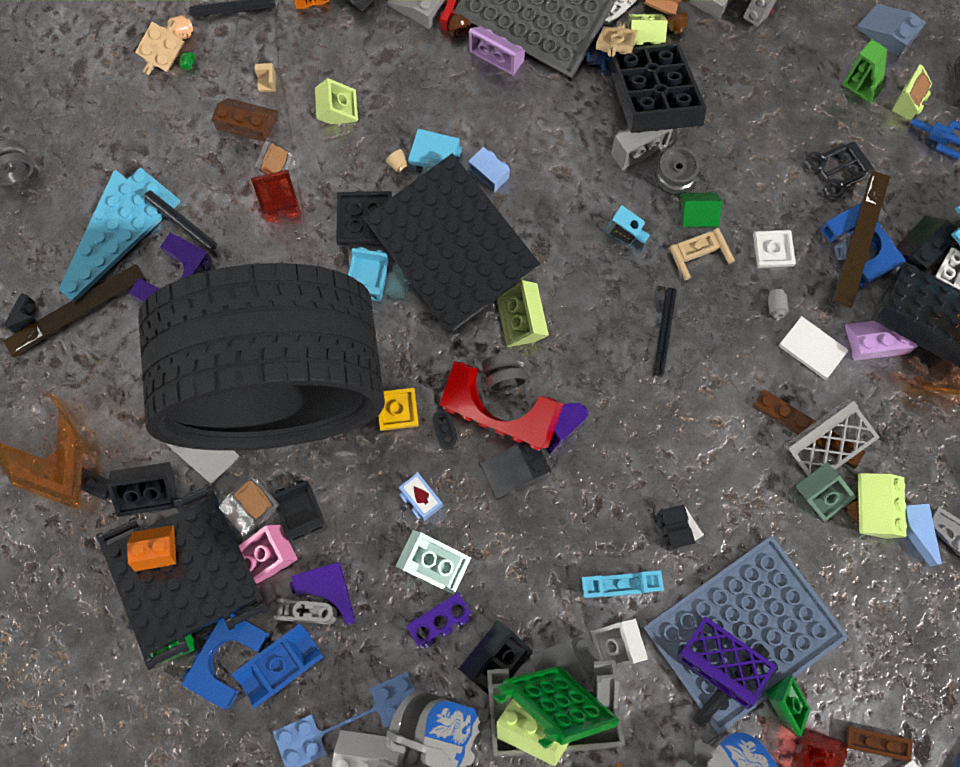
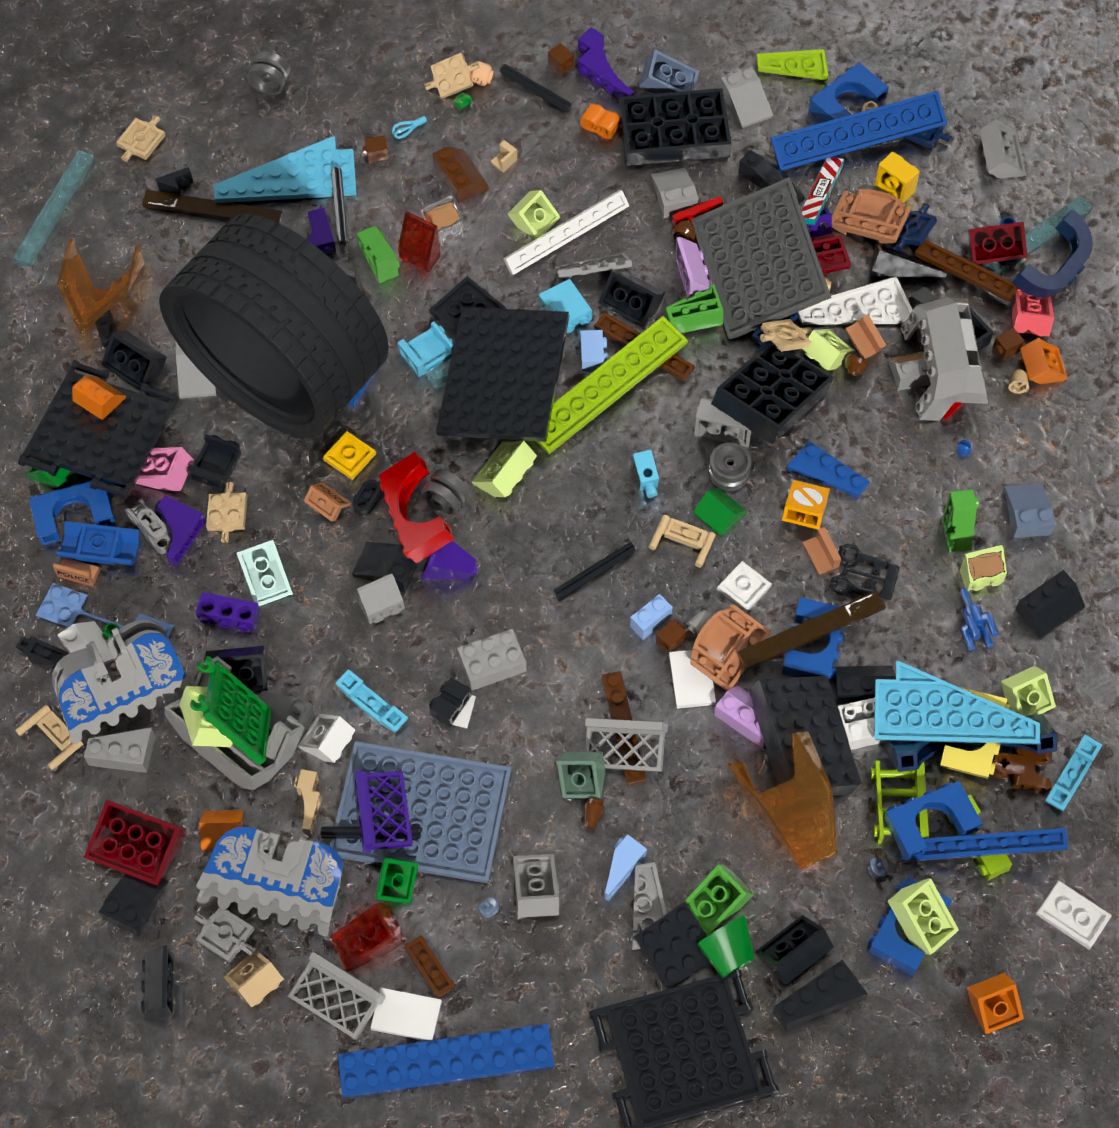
camera: 45 degrees right, 10 degrees down
(160, 152) = (376, 149): none -> reddish brown brick
(167, 110) = (412, 125): none -> medium azure piece
(248, 506) = (185, 427): slope -> none
(250, 232) = (378, 254): none -> bright green wedge
(283, 703) = (77, 571): none -> nougat panel
(350, 541) = (226, 512): none -> tan plate
(364, 732) = (107, 629): none -> green plate
(374, 97) = (566, 232): none -> white plate
(398, 161) = (532, 290): tan hat -> none
(418, 460) = (326, 500): none -> nougat panel
(420, 496) = (301, 524): brick -> none
(426, 99) = (600, 264): none -> light grey wing
(473, 105) = (631, 297): none -> black slope
(521, 134) = (624, 335): none -> reddish brown plate
(530, 173) = (612, 381): none -> lime plate
(533, 77) = (697, 312): none -> bright green wedge
(546, 500) = (380, 599): none -> light grey slope
(646, 698) = (306, 786): none -> tan slope
(671, 467) = (492, 659): none -> light grey brick
(725, 117) = (828, 470): none -> blue wing
(743, 329) = (651, 617): none -> light blue brick
(758, 151) = (805, 504): none -> light orange brick
(770, 330) = (671, 636): none -> reddish brown brick
(798, 176) = (822, 552): none -> nougat panel
(806, 23) = (964, 448): none -> blue hinge
(810, 300) = (720, 640): none -> nougat slope
(867, 655) = (489, 907): none -> sand blue piece
(882, 505) = (610, 818): yellowish green slope -> none
(882, 605) = (536, 885): none -> light grey slope

